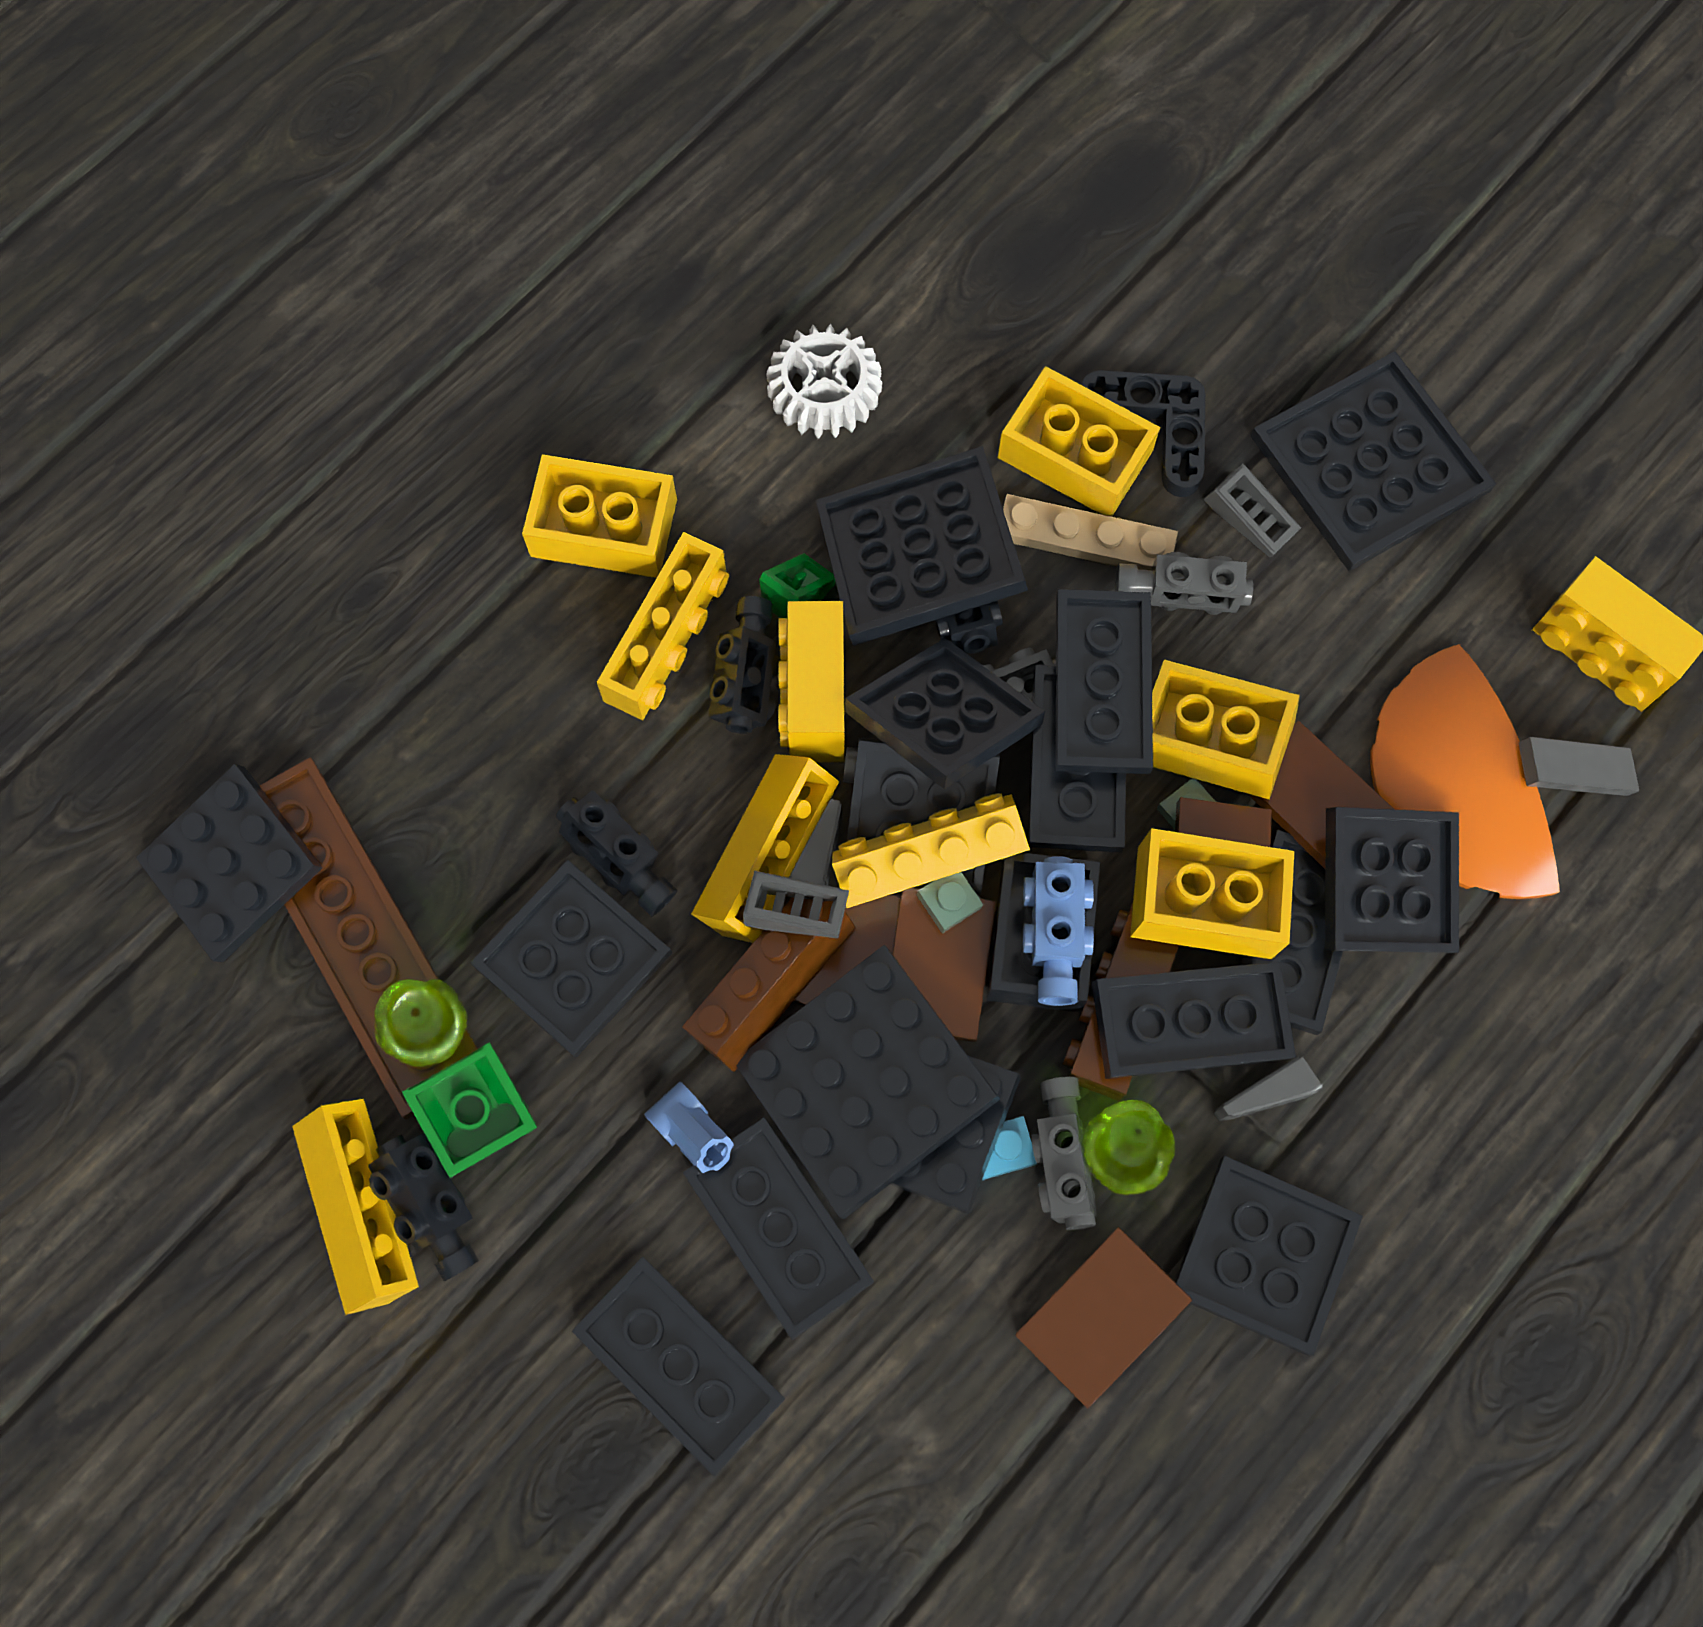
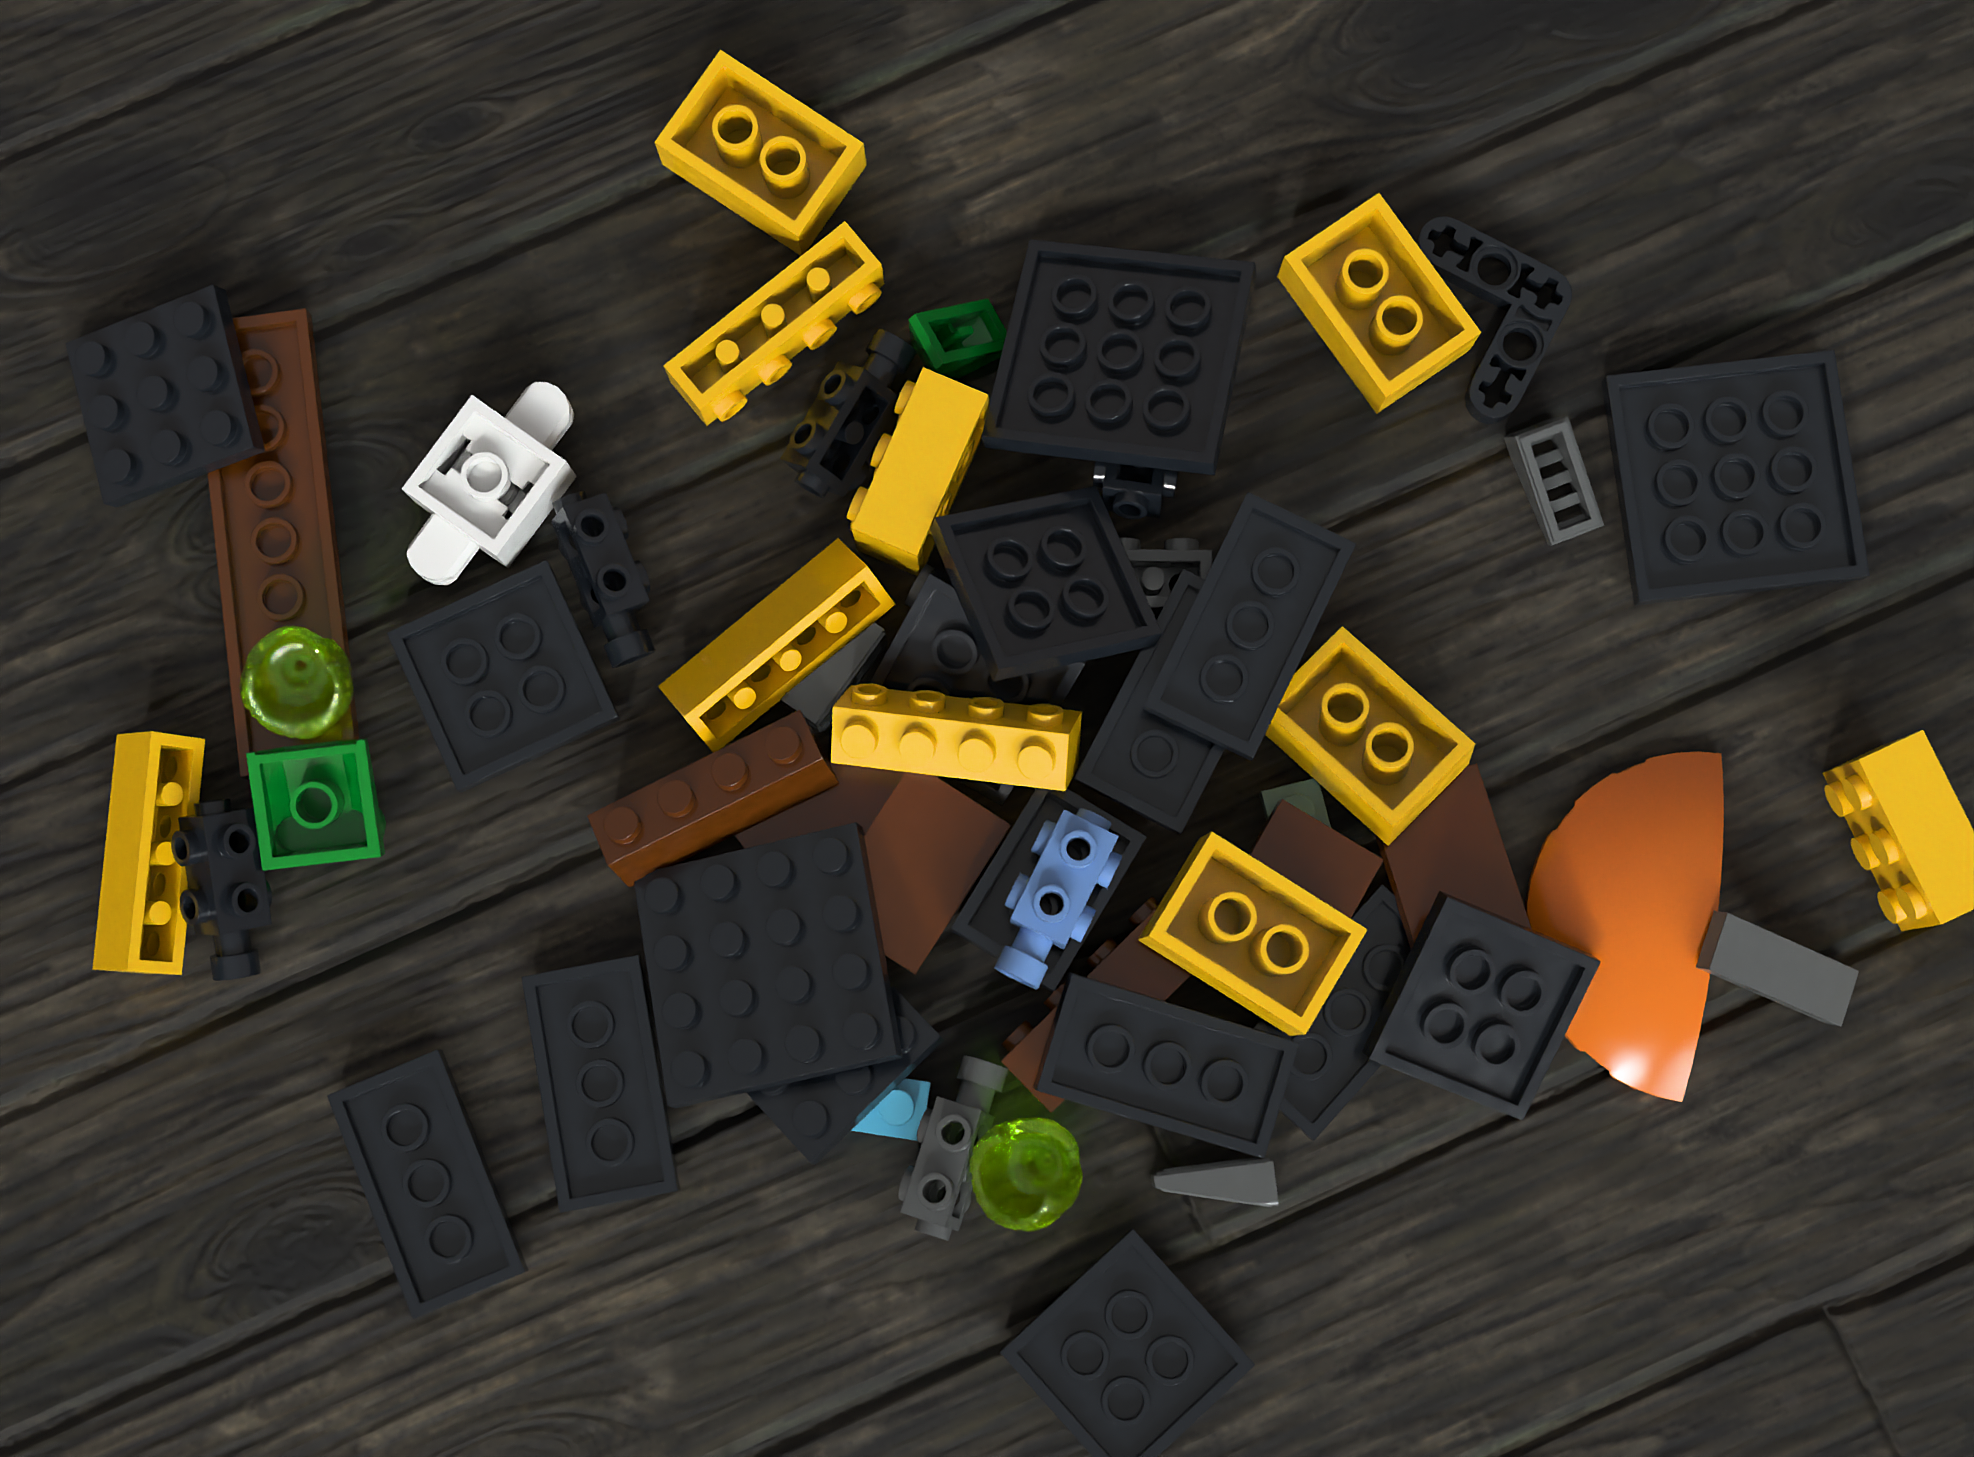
camera: 25 degrees right, 10 degrees up
(501, 822) = (489, 482): none -> white brick
(687, 1124) = (547, 924): medium blue piece -> none
(783, 887) = (732, 706): dark grey slope -> none
(825, 397) = (1148, 67): white gear -> none
(949, 900) = (955, 804): sand green plate -> none
(1085, 533) = (1338, 422): tan plate -> none
(1103, 1317) = (912, 1342): reddish brown tile -> none
(1192, 582) = (1434, 538): dark grey brick -> none

